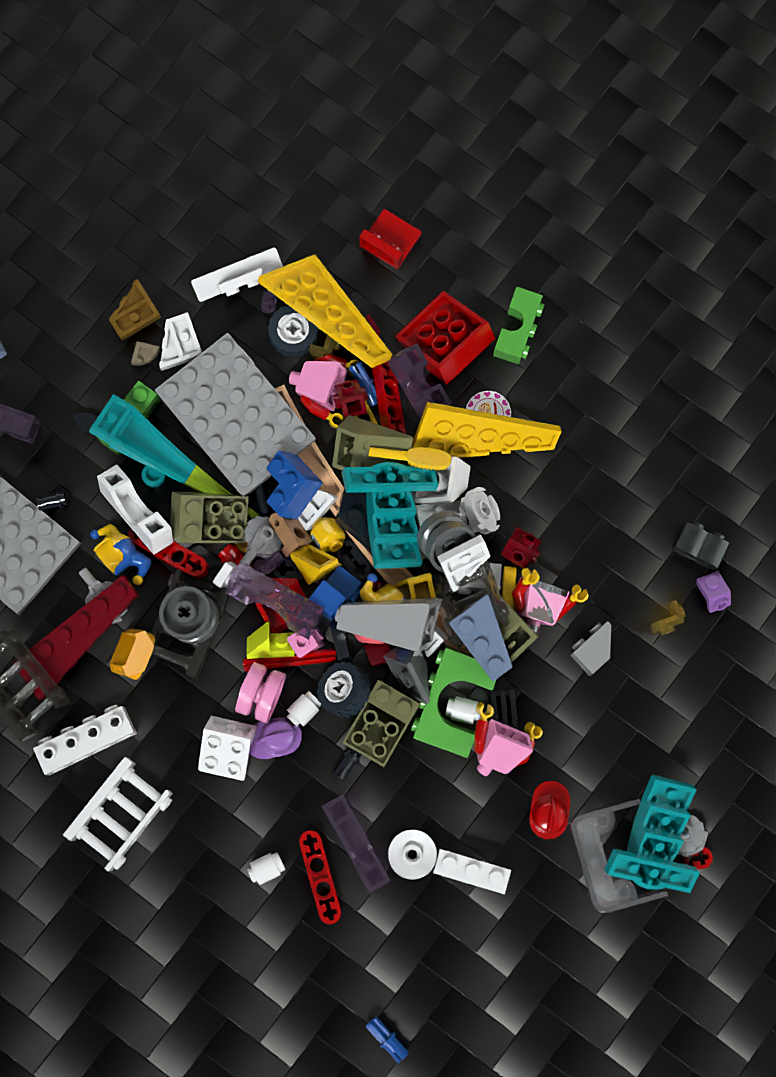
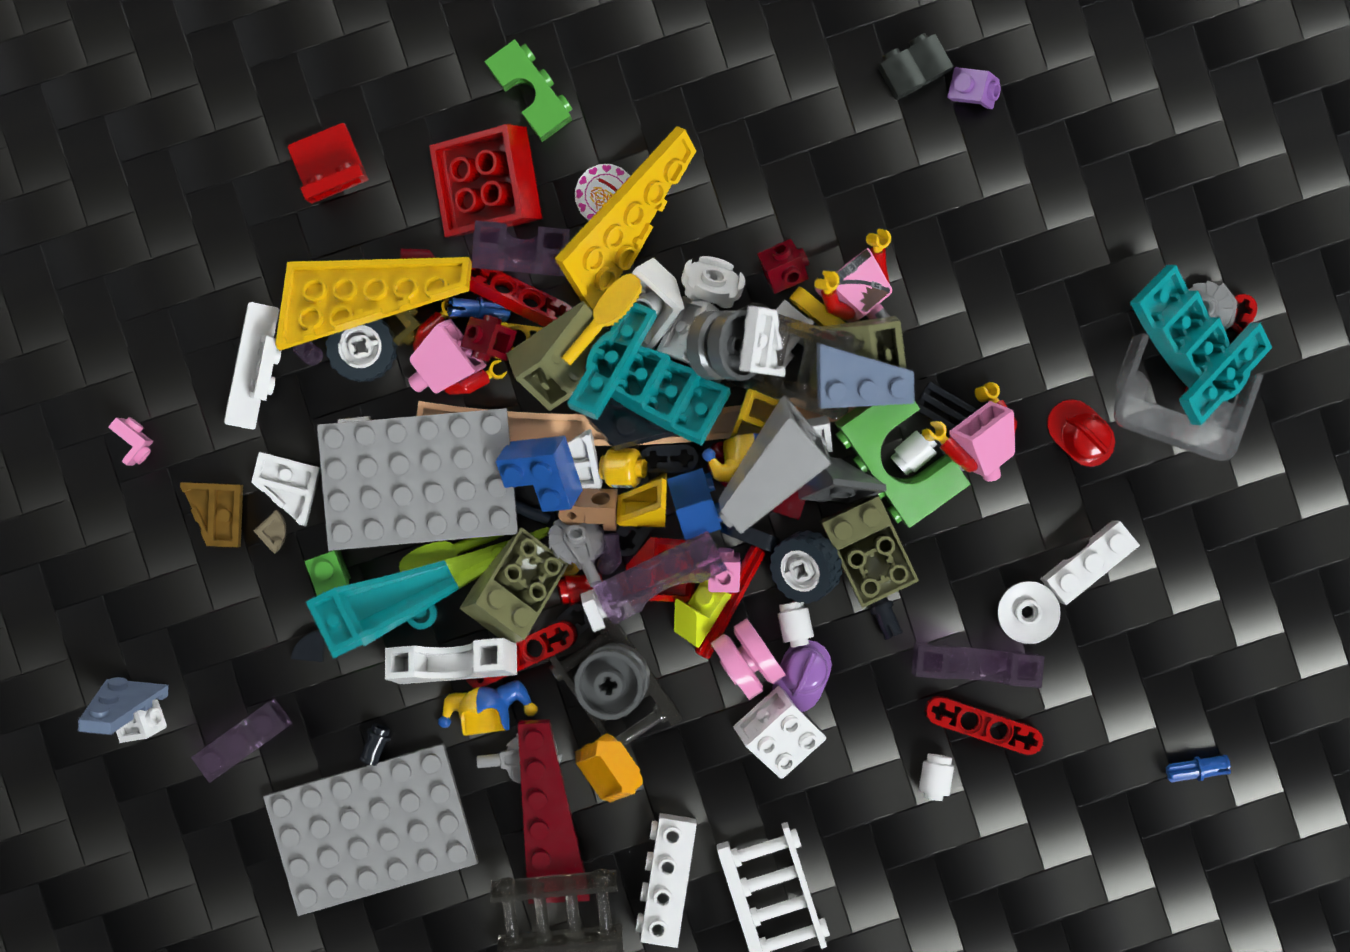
camera: 45 degrees left, 10 degrees up
(145, 240) = (131, 432): none -> bright pink bracket
(202, 462) = (441, 551): none -> lime piece
(594, 651) = (948, 263): light grey slope -> none
(667, 625) = (975, 166): clear yellow bracket -> none

